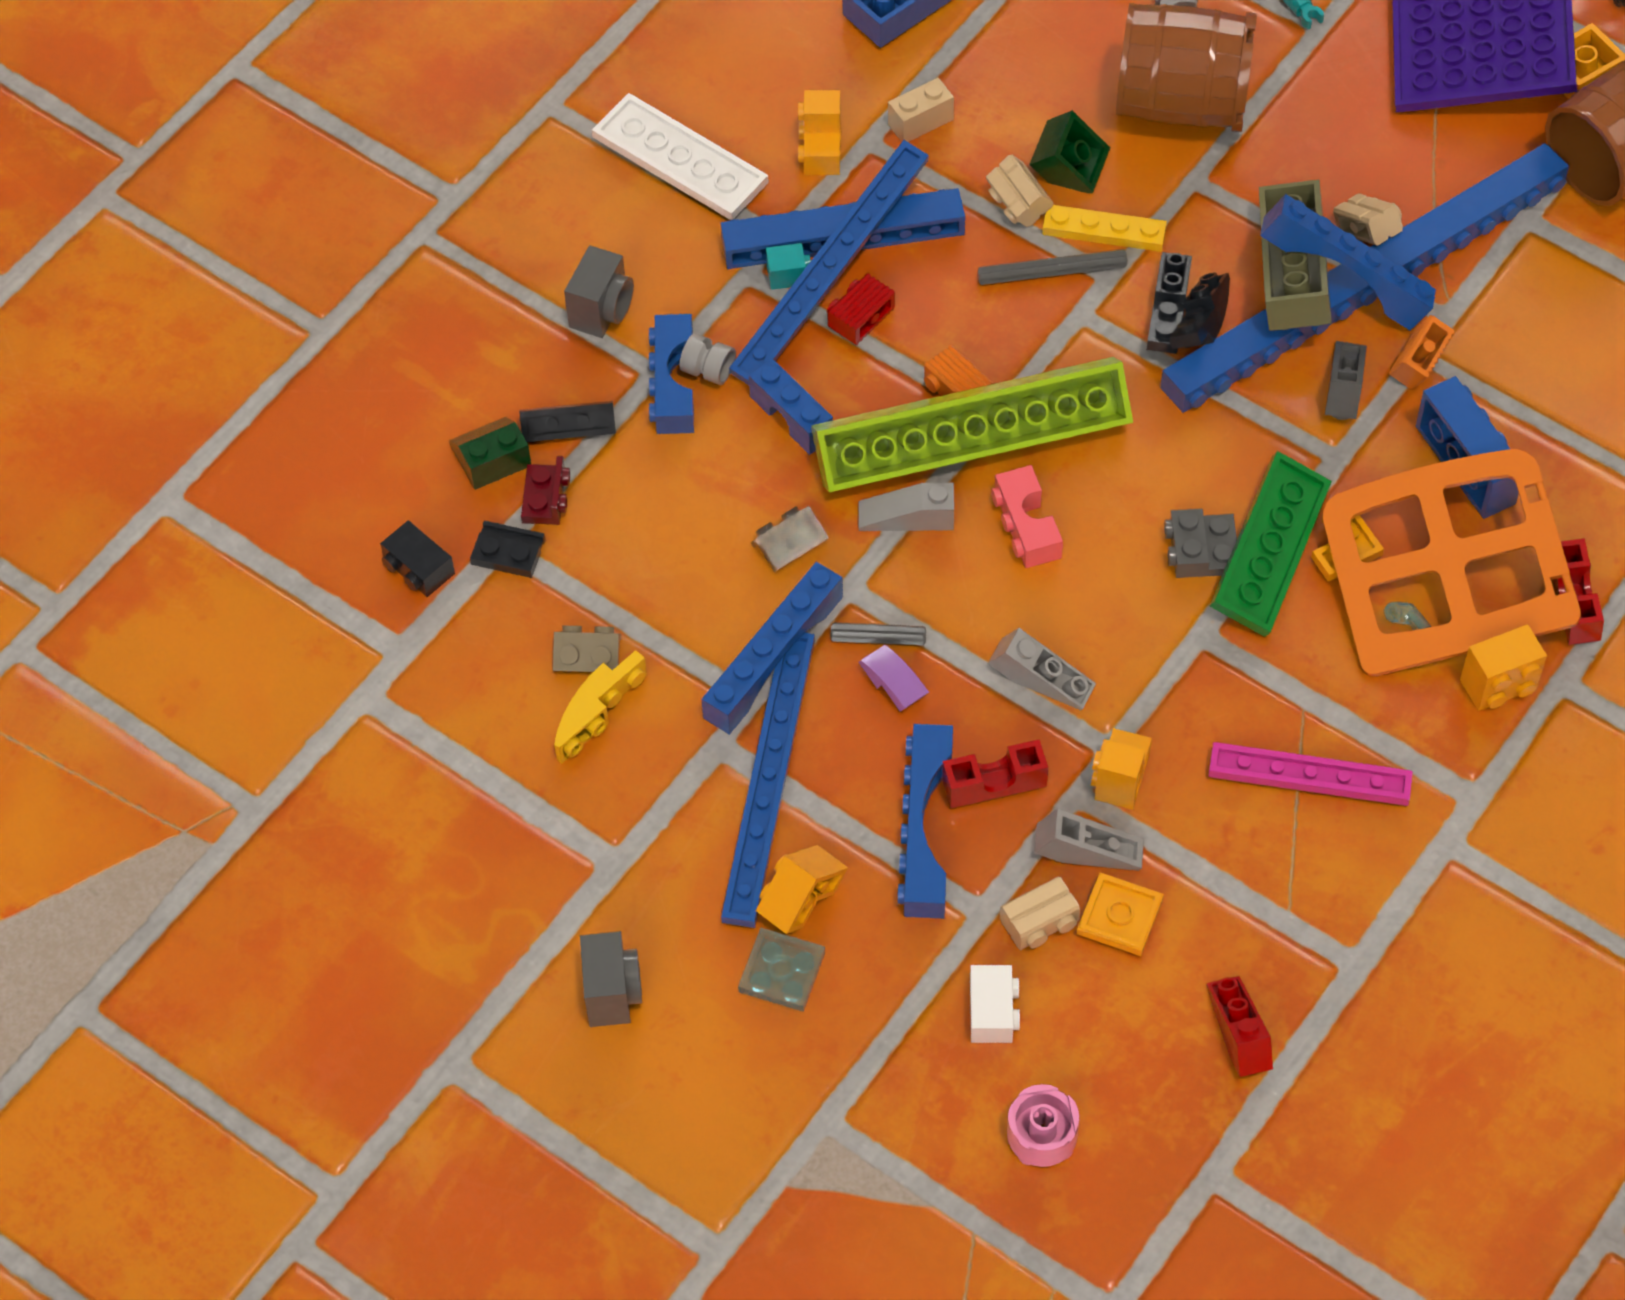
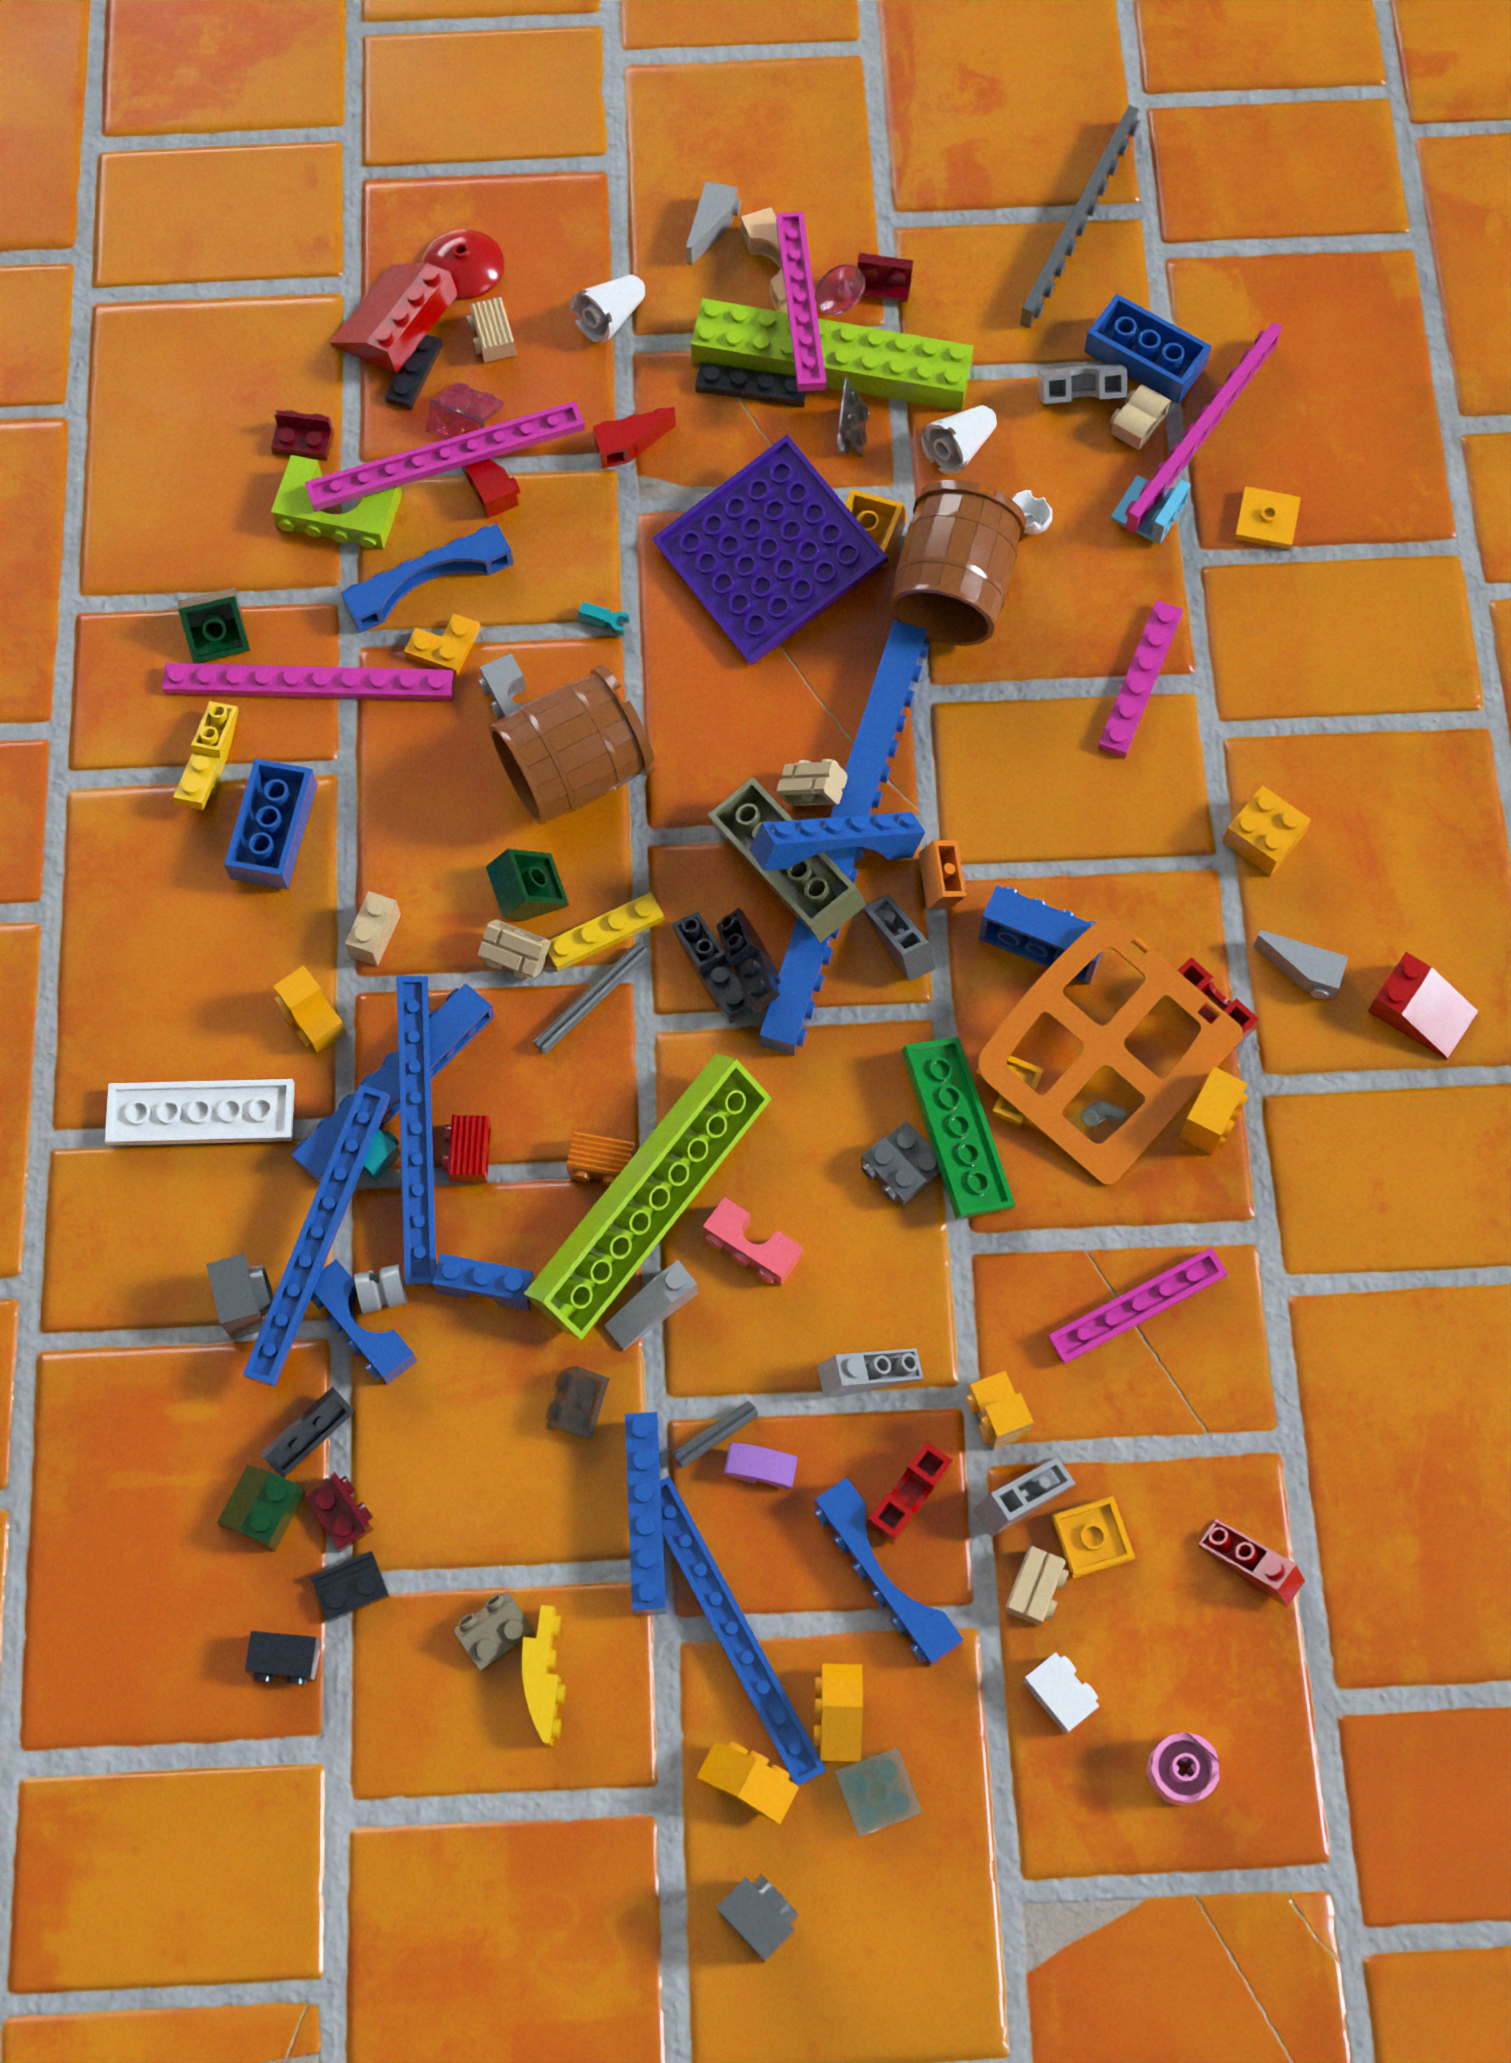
camera: 40 degrees left, 10 degrees up
(685, 878) = (748, 1780): none -> light orange brick
(690, 284) = (316, 1236): none -> blue plate

